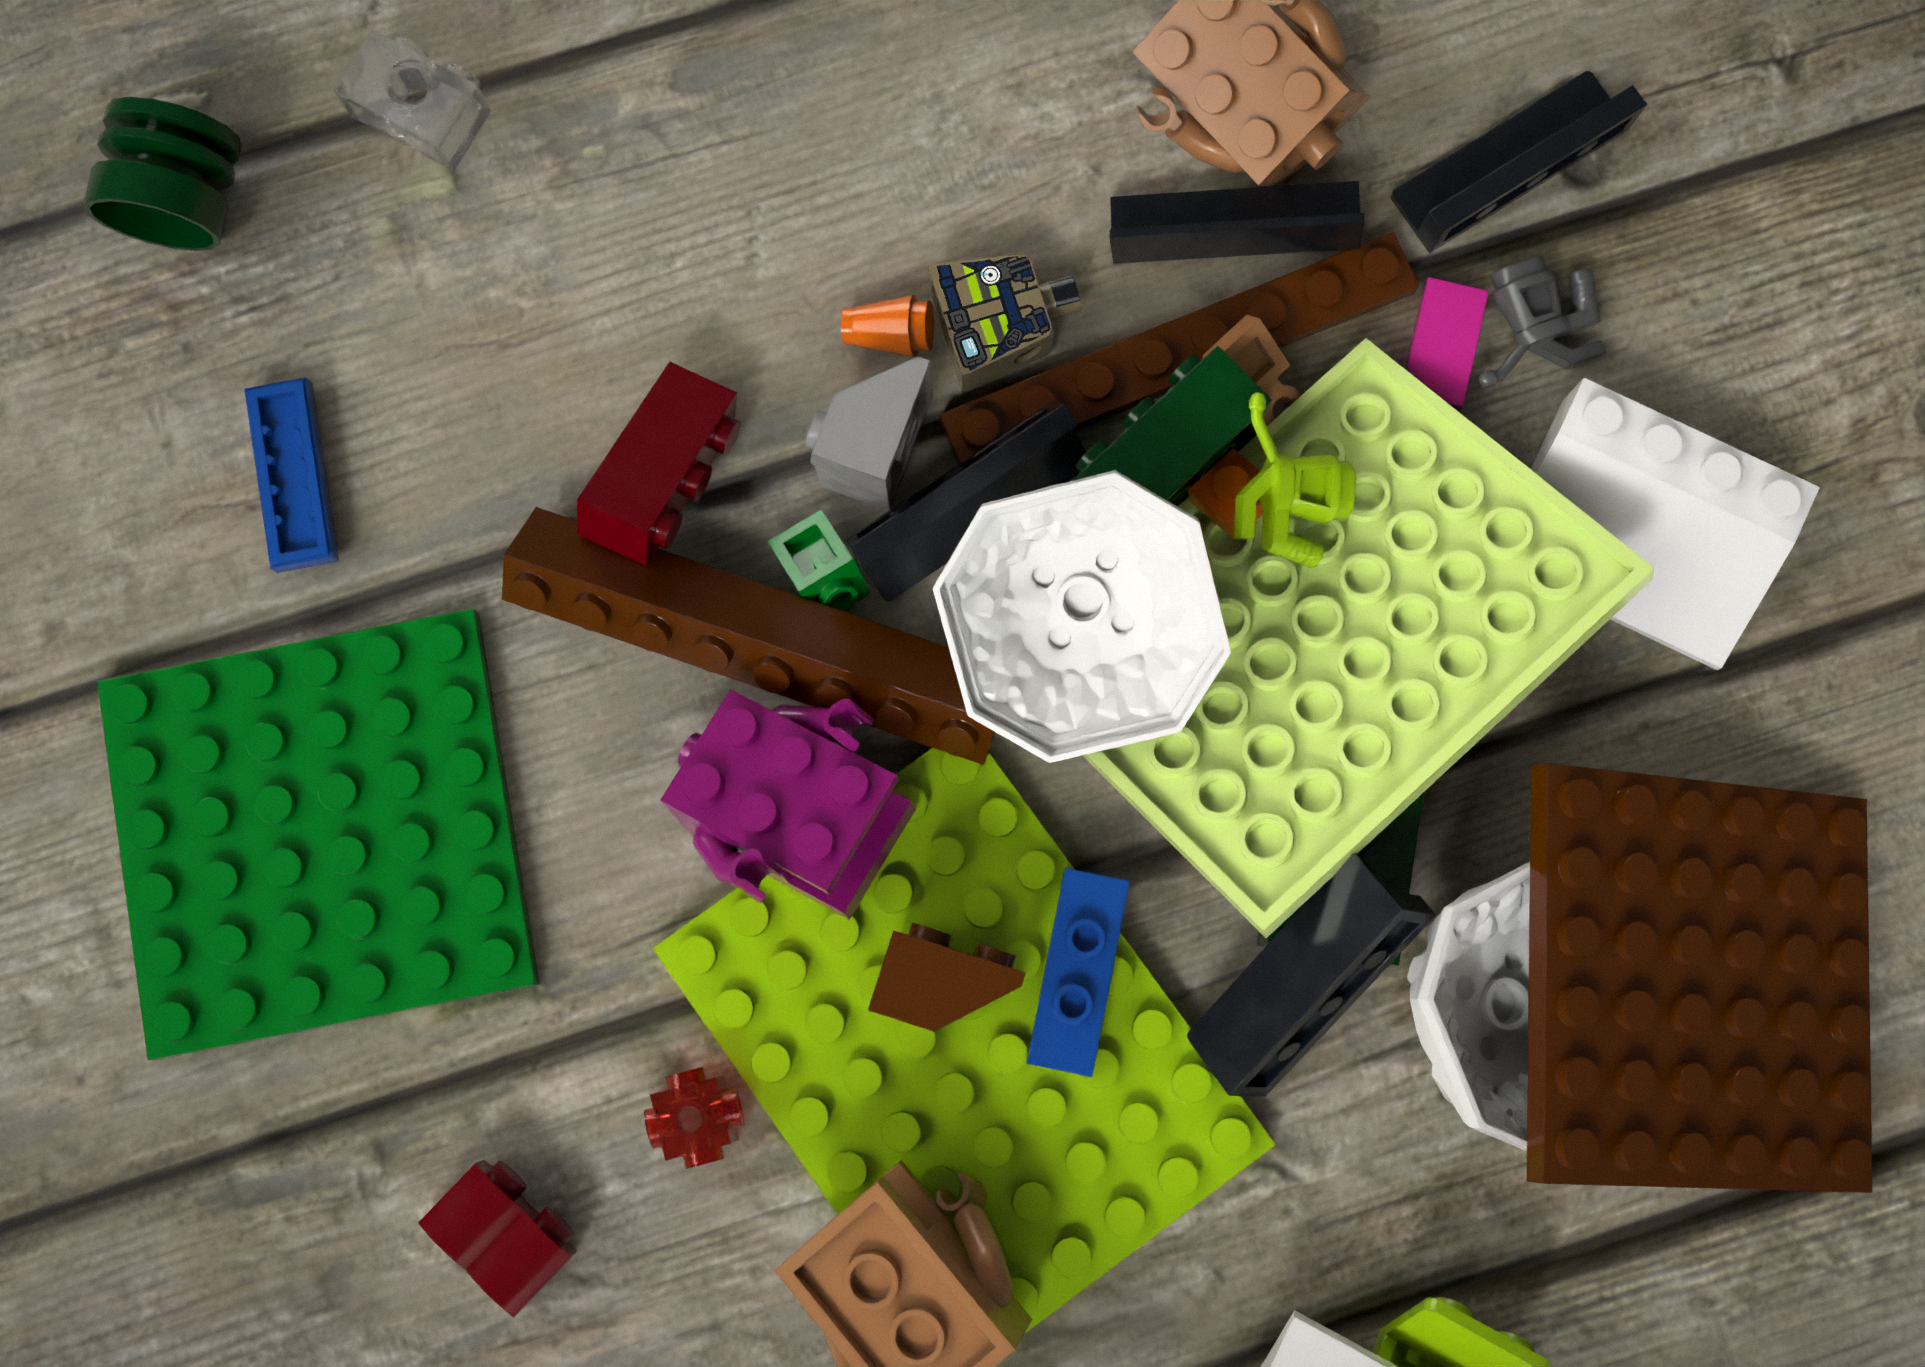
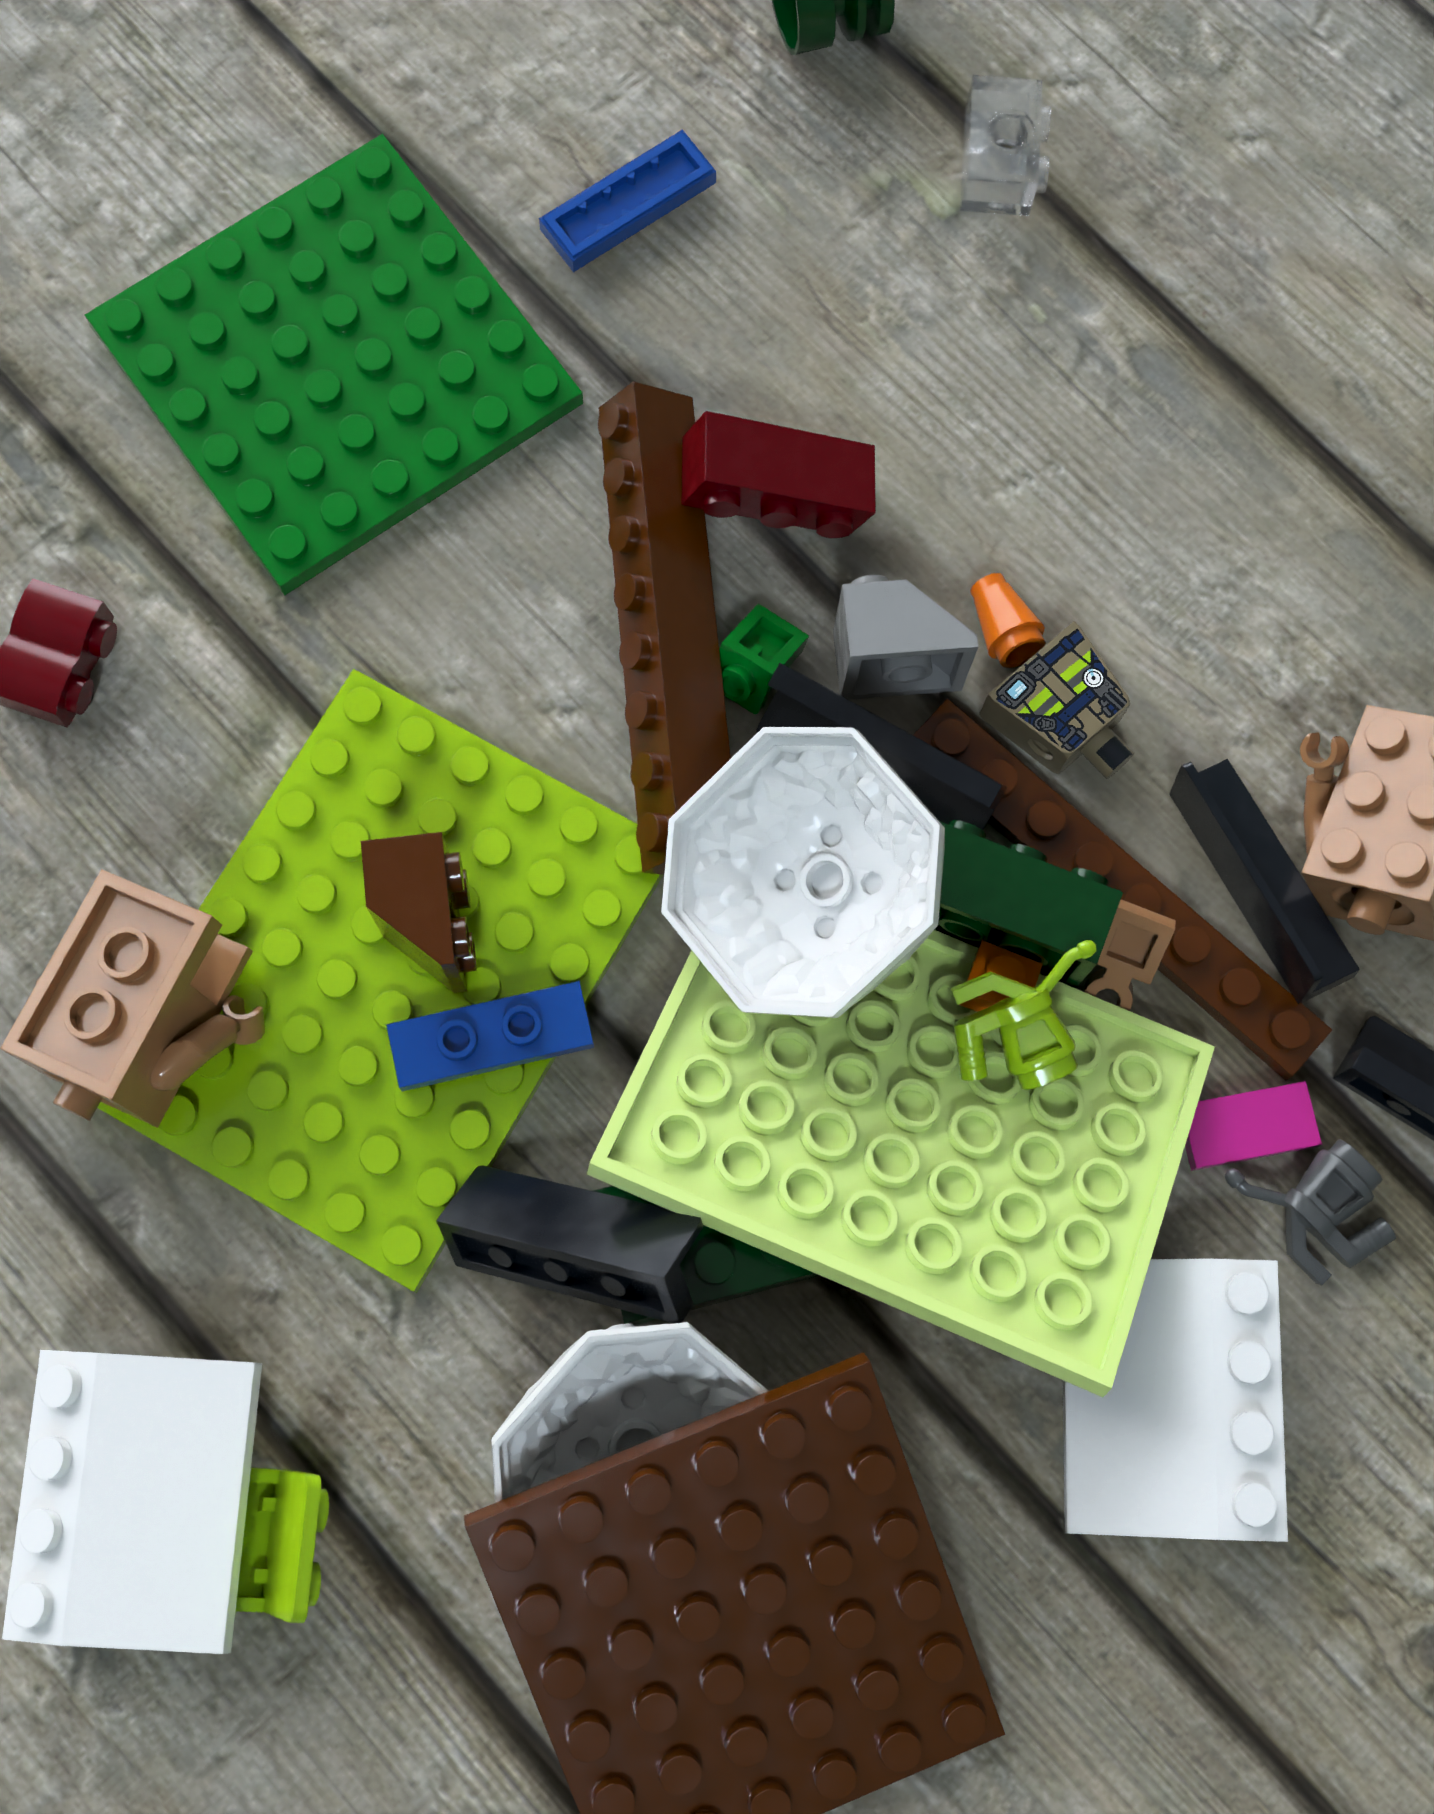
camera: 60 degrees right, 5 degrees down
(719, 1110) = (219, 764): clear red brick -> none
(787, 801) = (525, 712): magenta torso -> none

